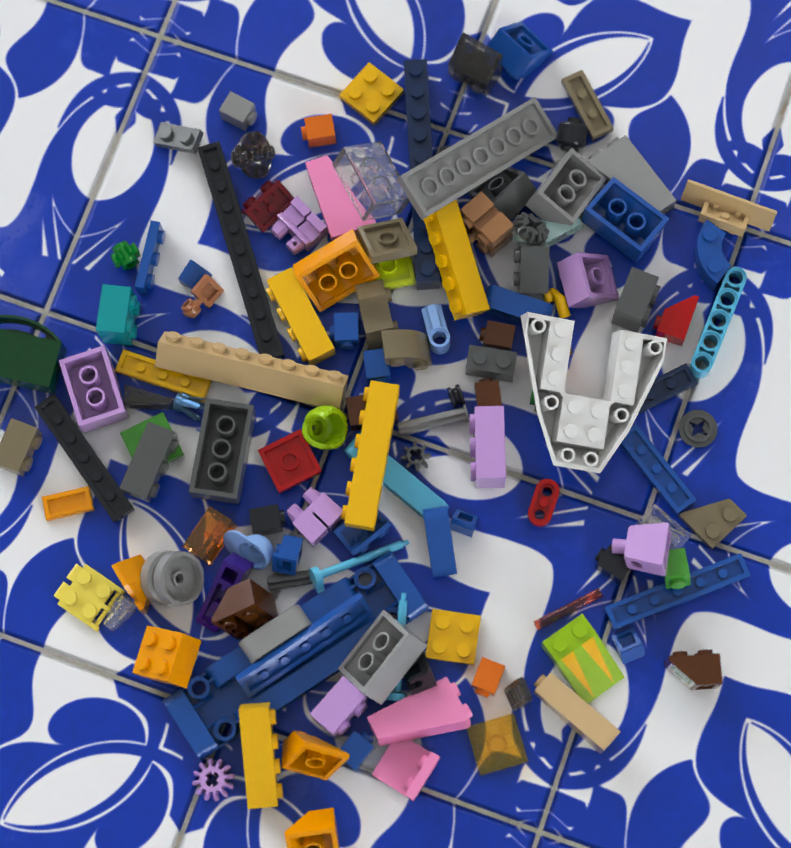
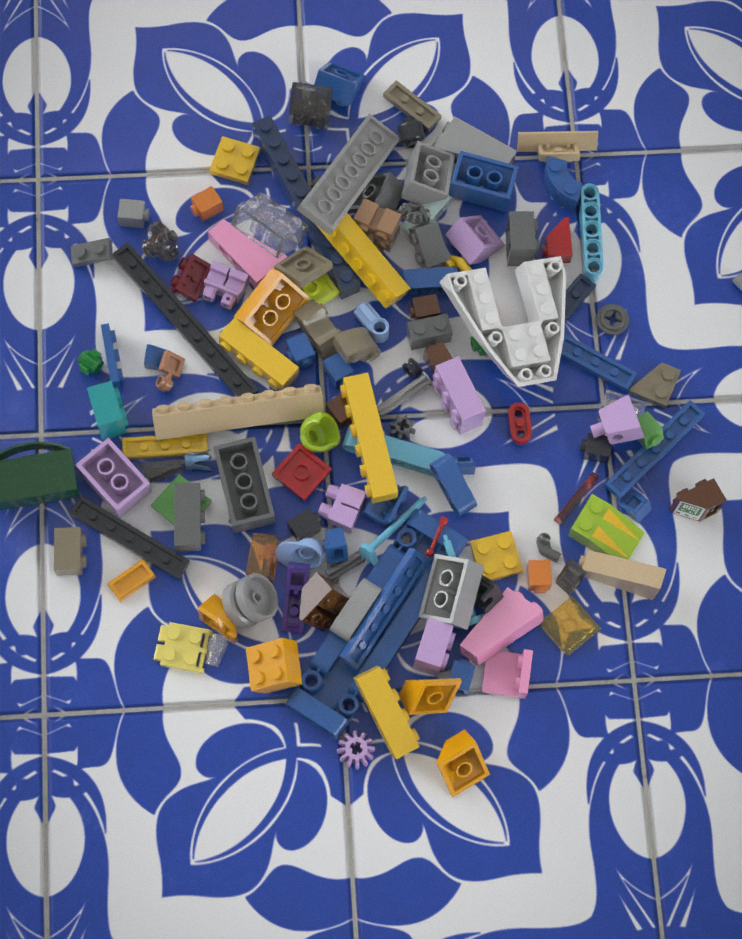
camera: 35 degrees left, 5 degrees down
(410, 577) = (442, 521): none -> red hinge
(509, 648) = (545, 548): none -> dark grey arm

